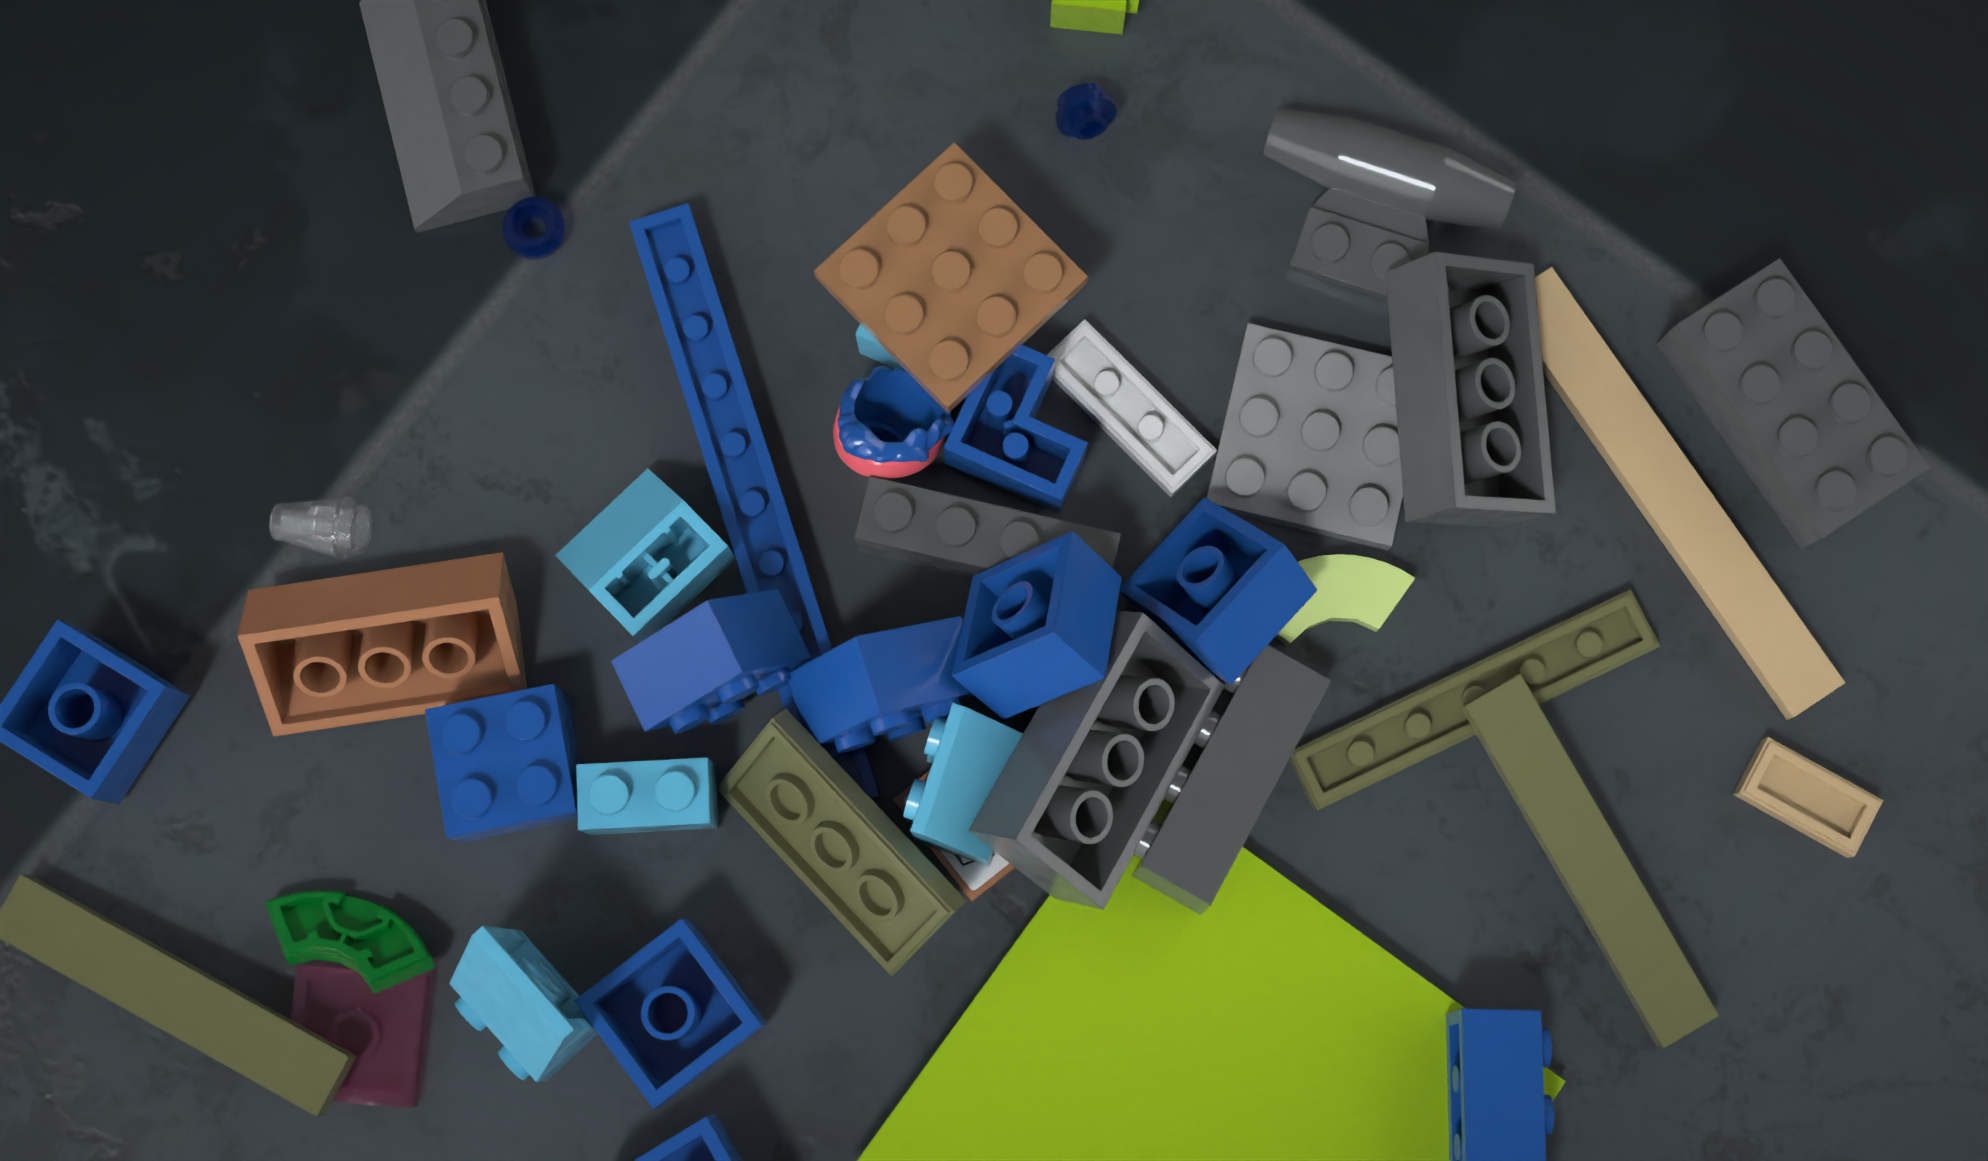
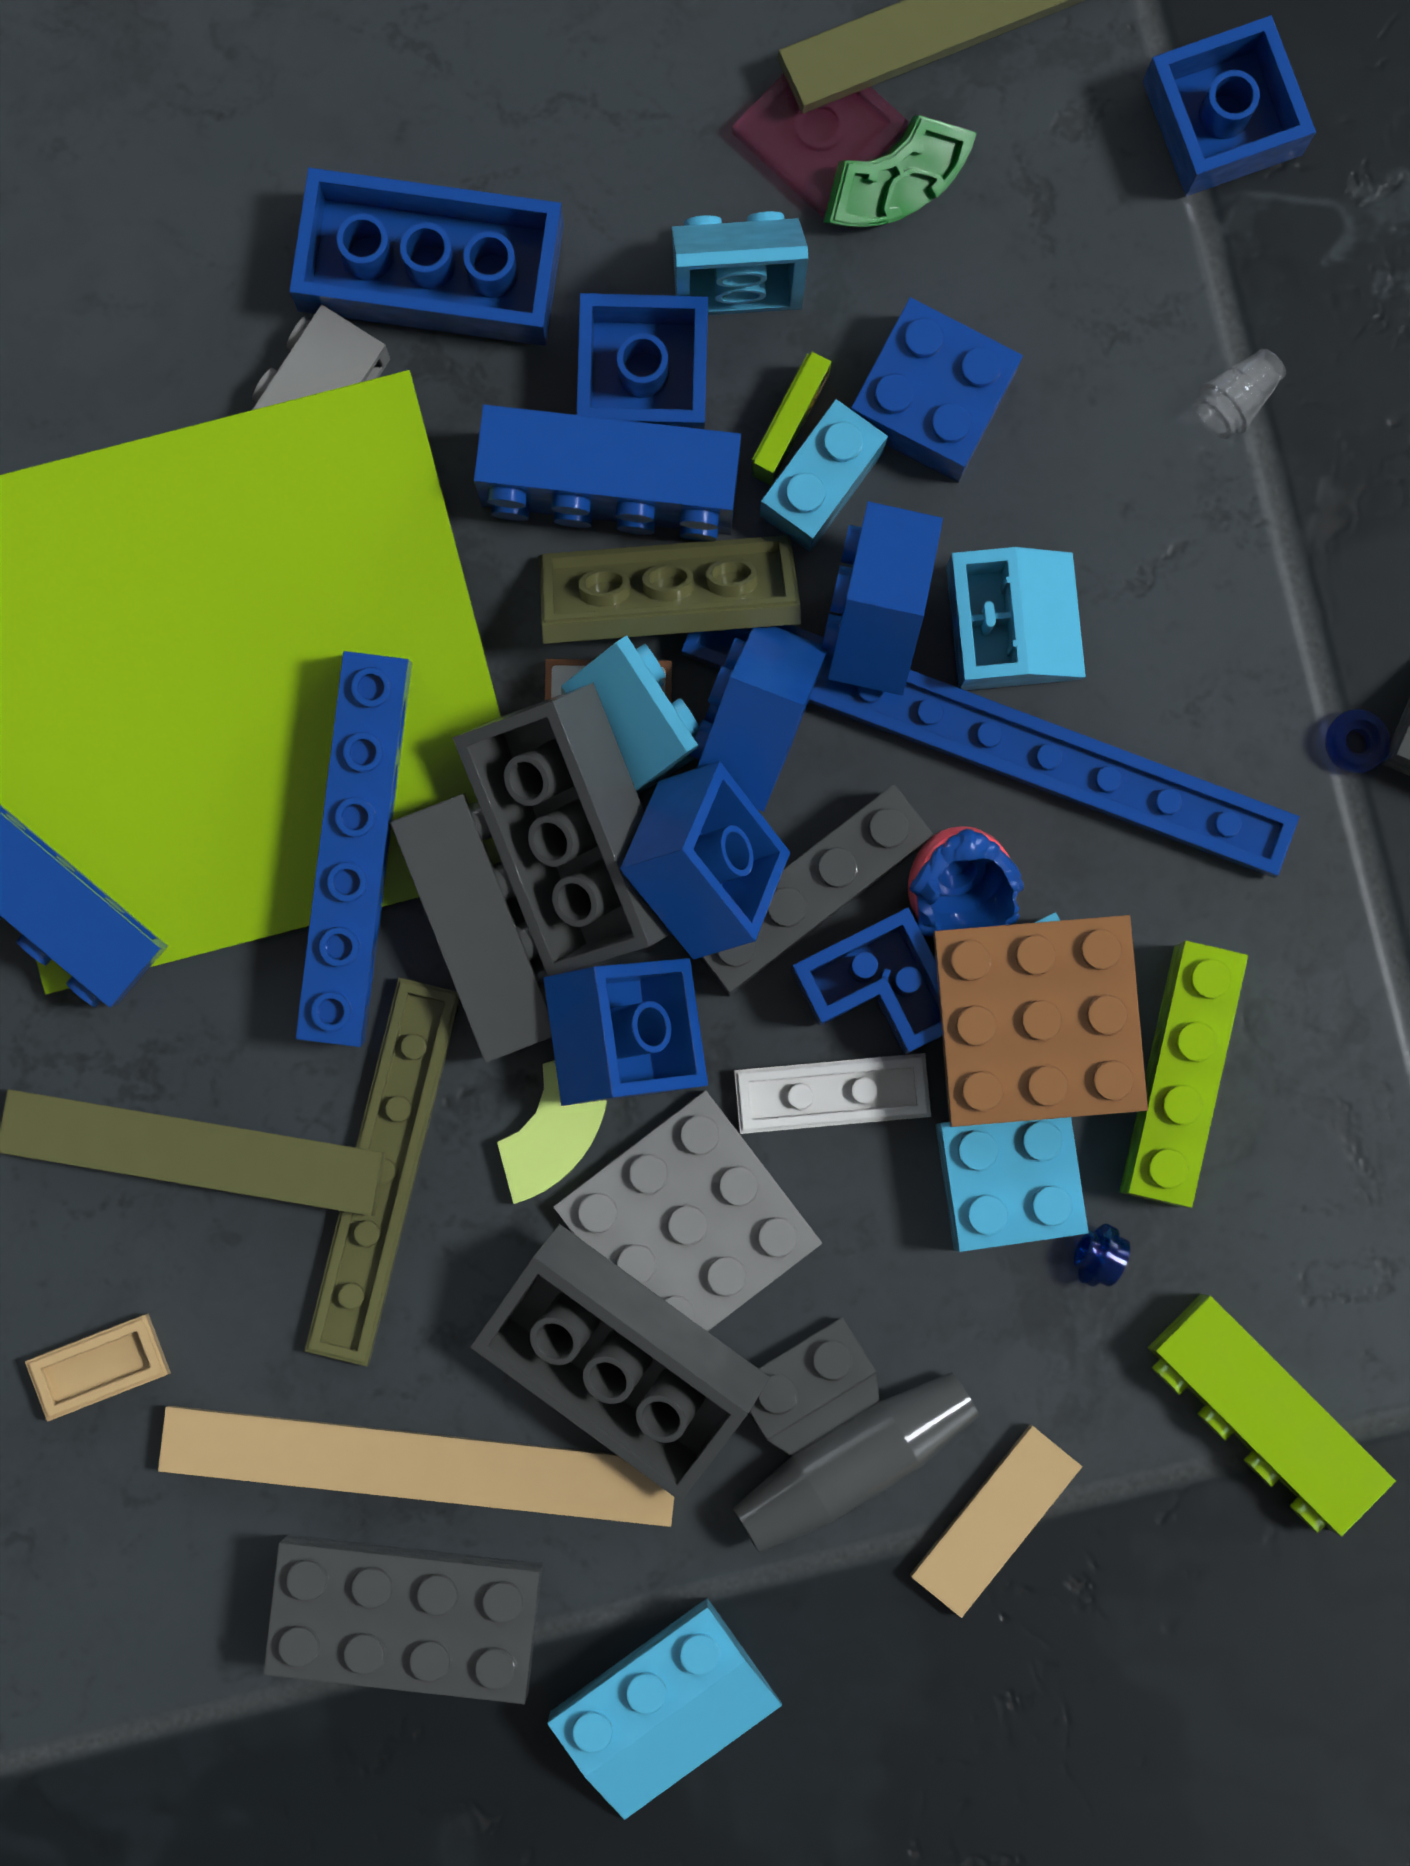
camera: 125 degrees right, 5 degrees up
(382, 643) = (1105, 370): nougat slope -> none
(620, 861) = (790, 417): none -> lime tile
(780, 966) = (607, 472): none -> blue brick
(877, 161) = (1184, 1073): none -> lime brick
(1094, 211) = (1011, 1182): none -> medium azure brick
(1250, 921) = (353, 849): none -> blue brick
(1342, 40) = (995, 1520): none -> tan tile
(1687, 171) = (663, 1710): none -> medium azure slope

